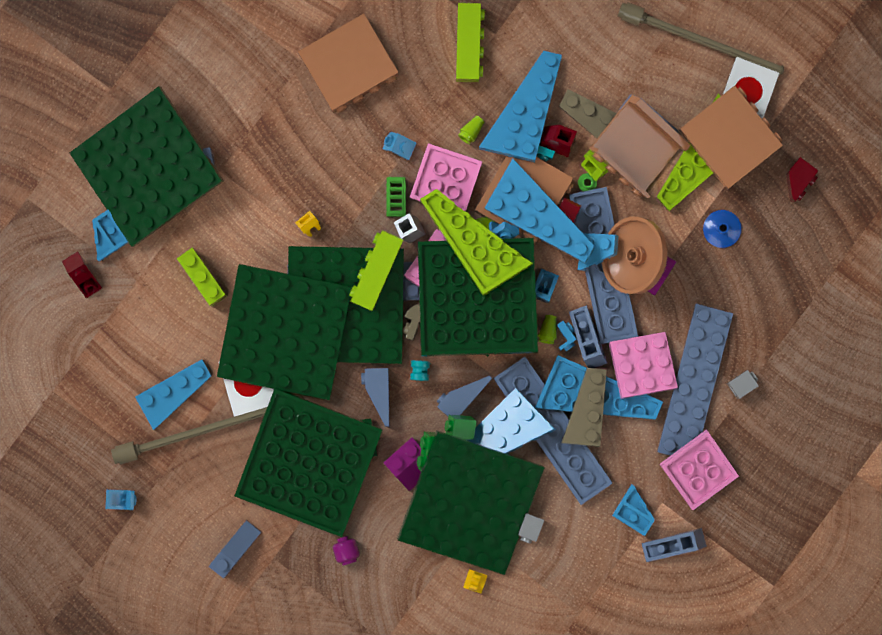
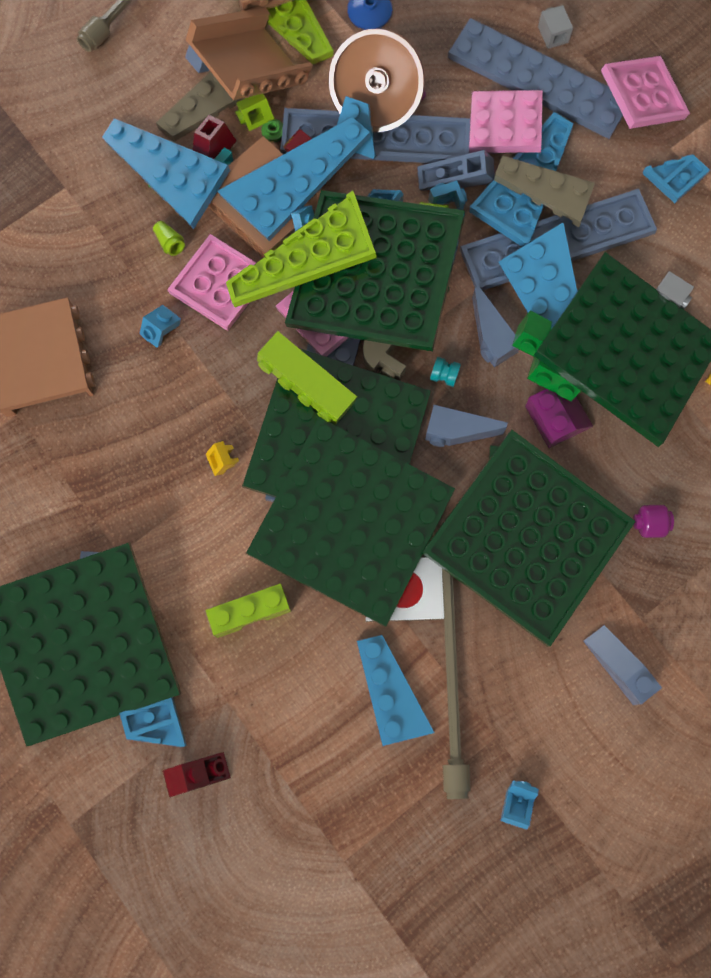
camera: 75 degrees left, 10 degrees down
(396, 180) = (218, 353): bright green slope -> none
(409, 228) = (261, 333): light grey brick -> none
(468, 42) = (62, 213): lime brick -> none

